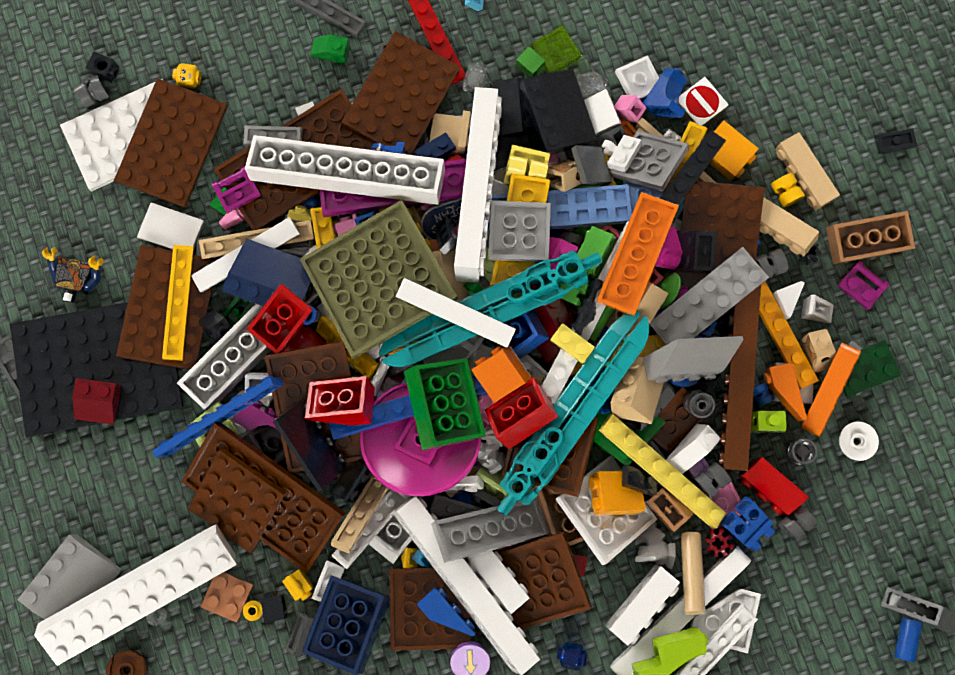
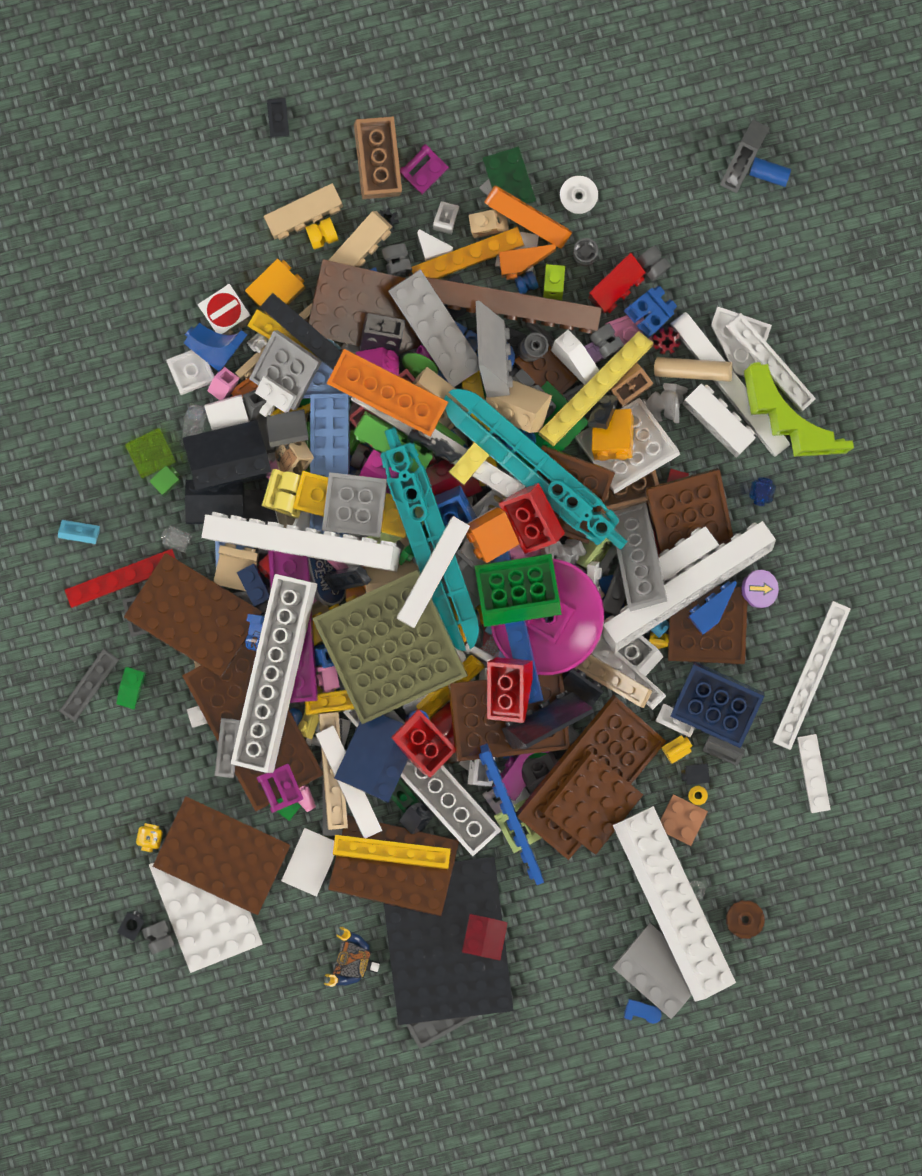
camera: 85 degrees left, 5 degrees up
(30, 567) = (643, 1010): none -> blue leg

